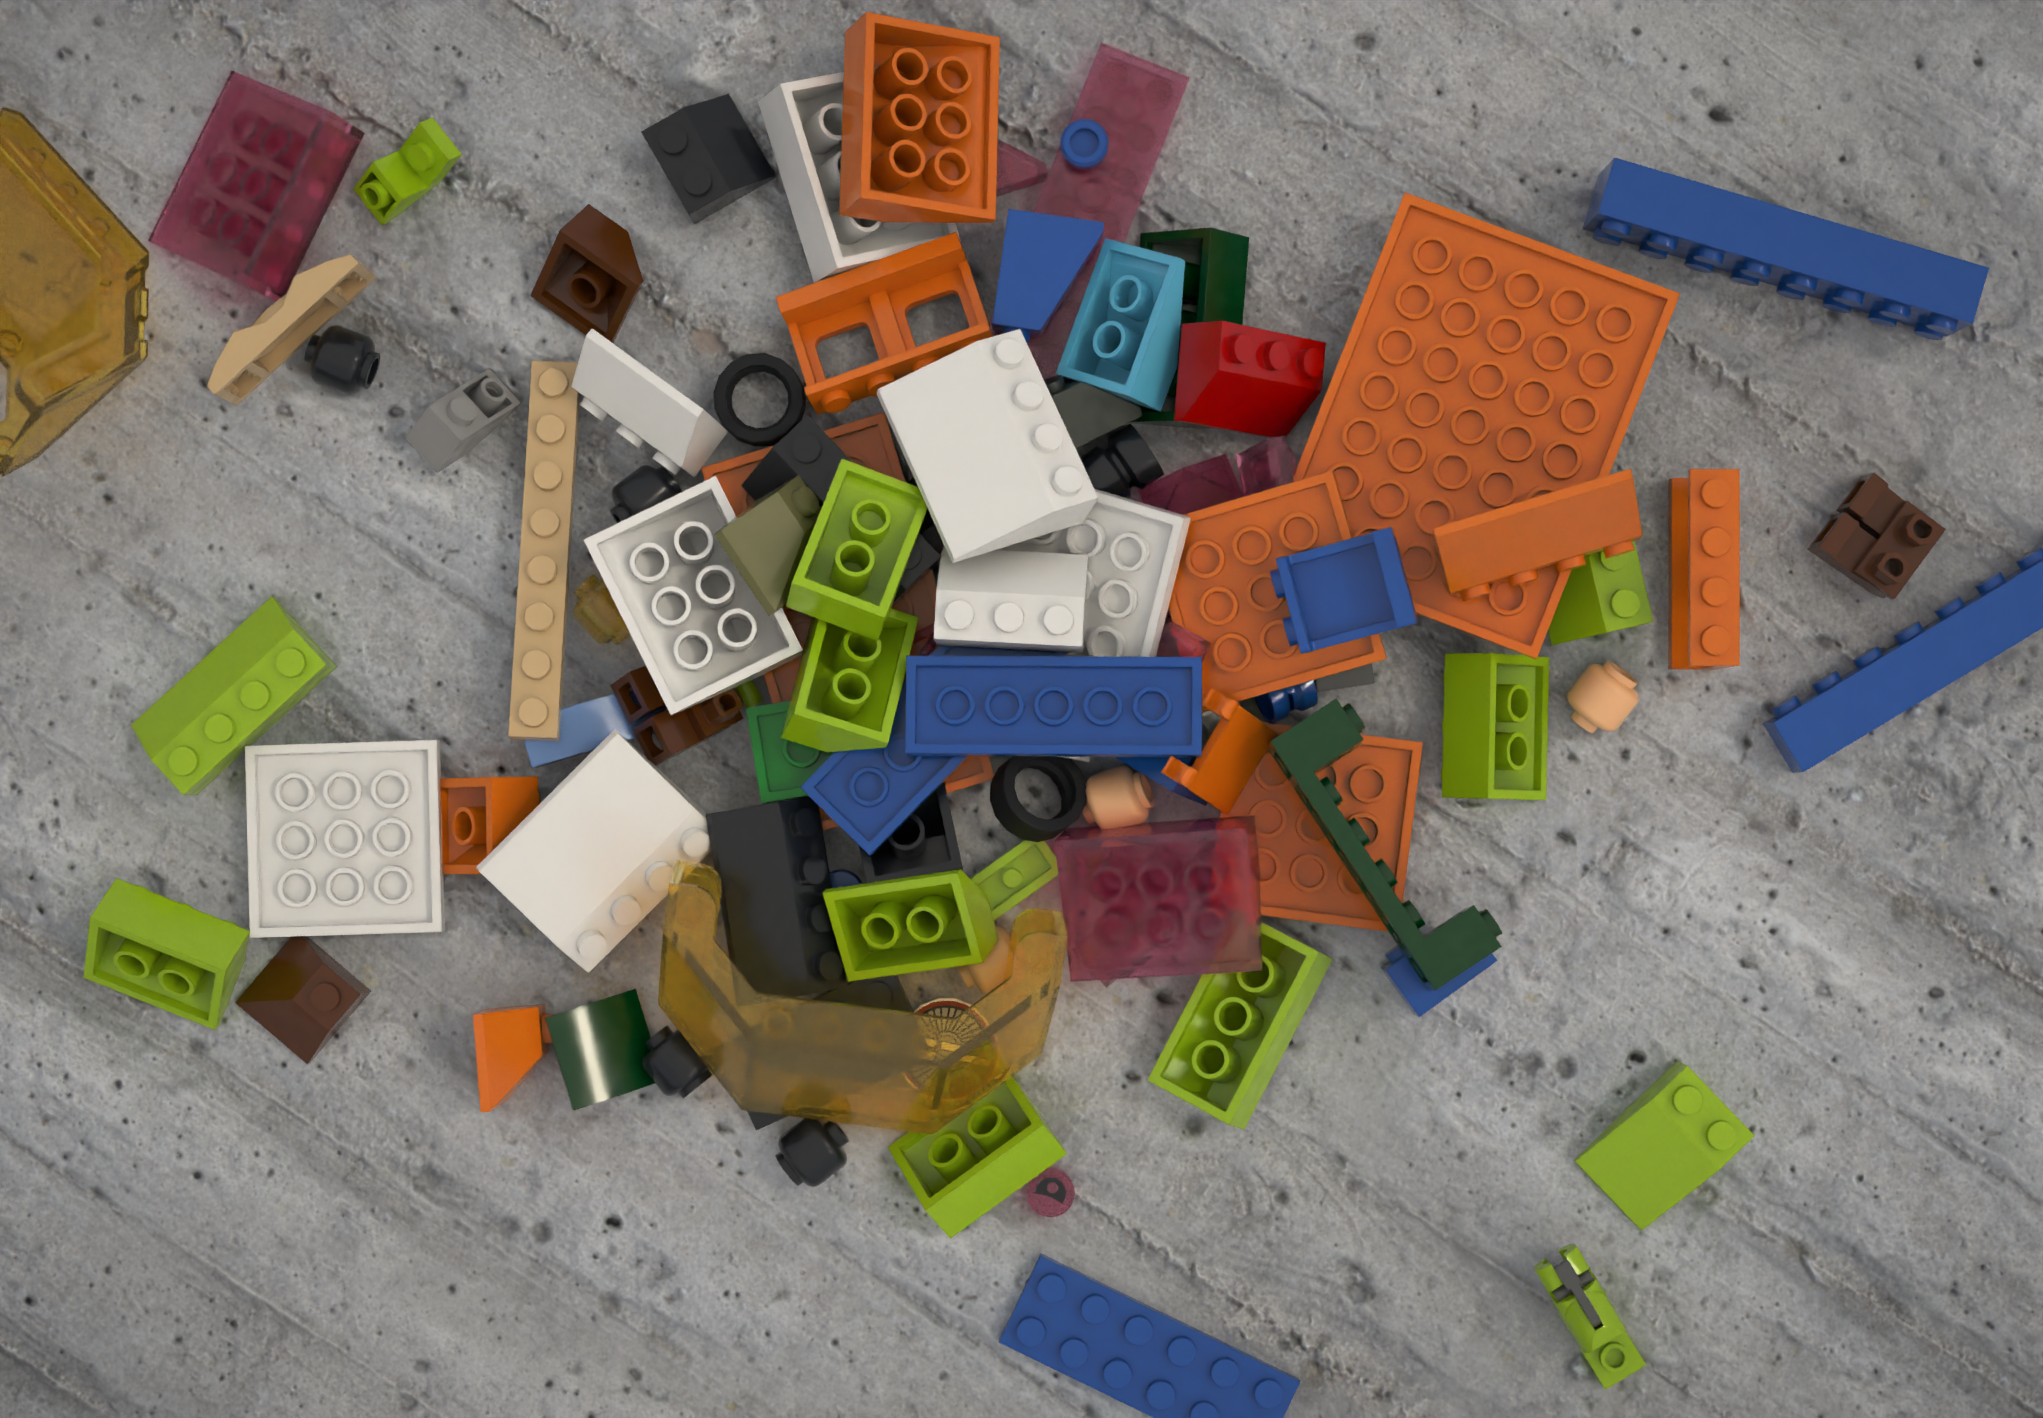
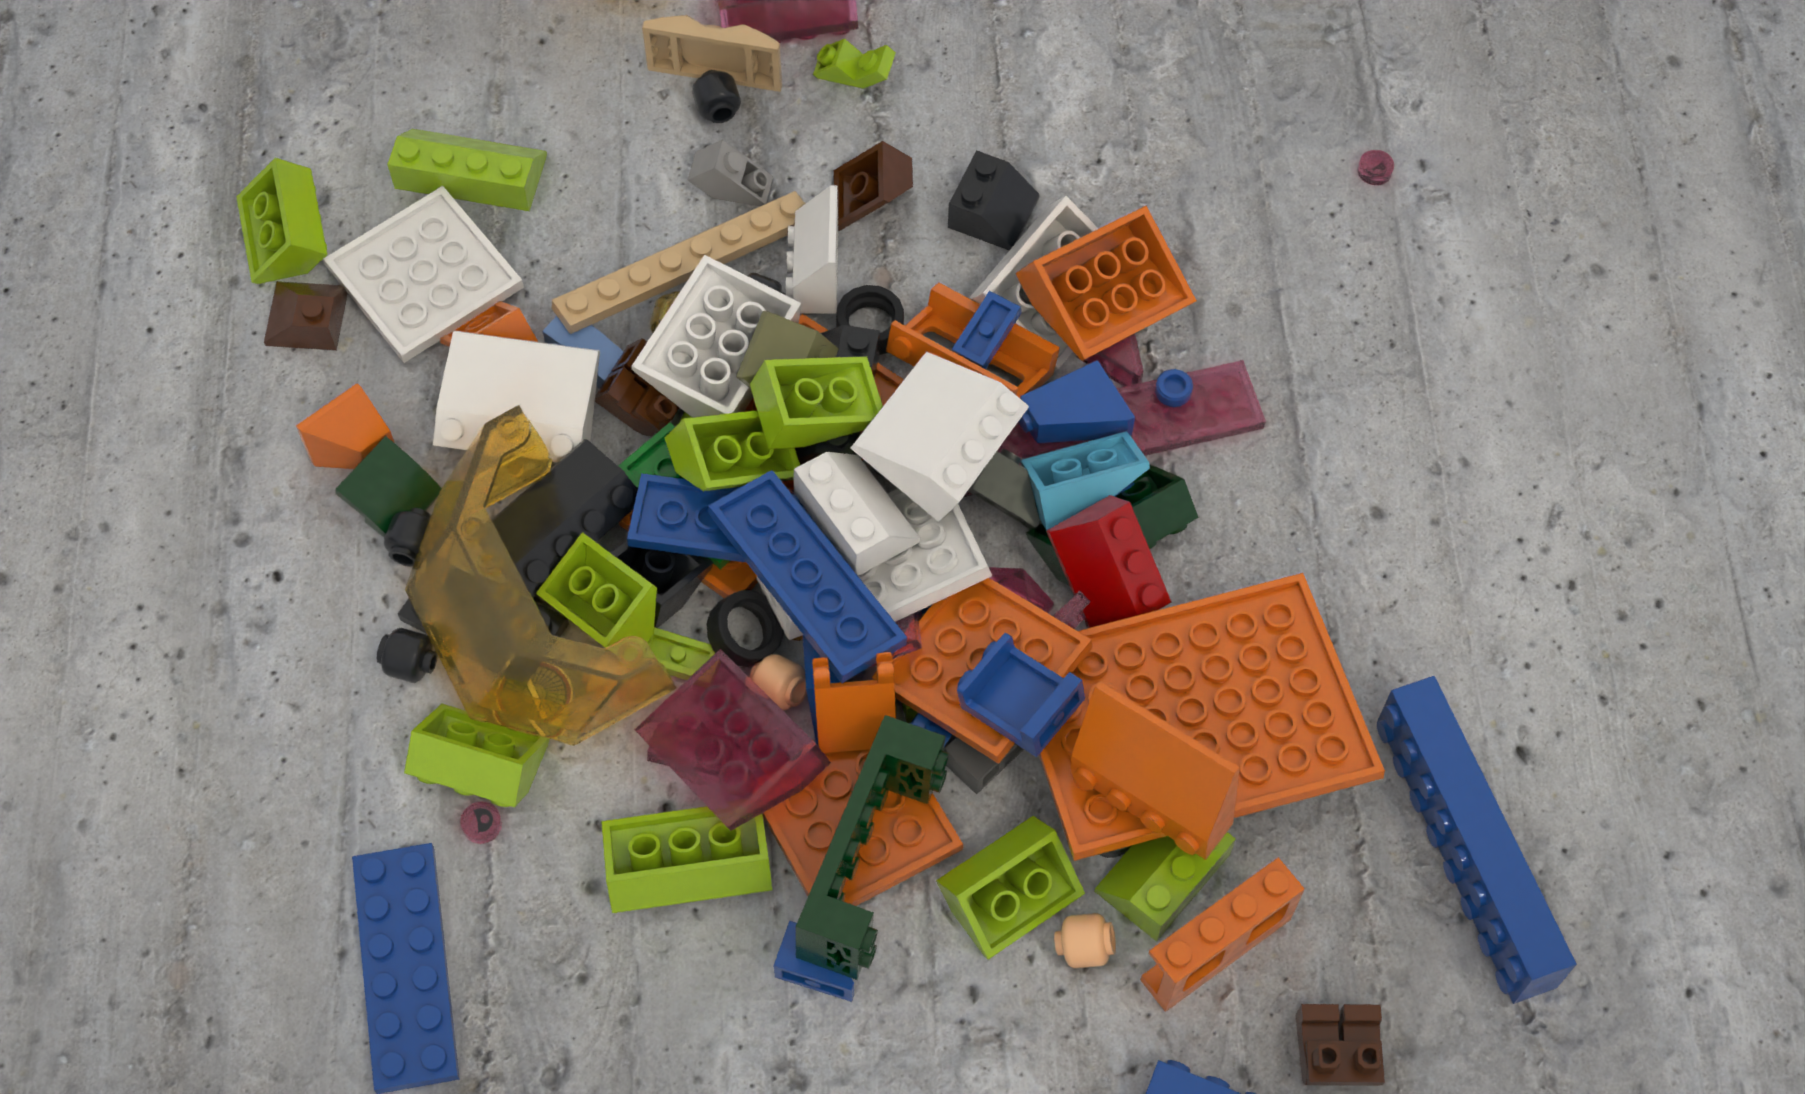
camera: 50 degrees right, 25 degrees down
(886, 298) = (987, 329): none -> blue plate
(1123, 464) = (997, 540): black wheel -> none

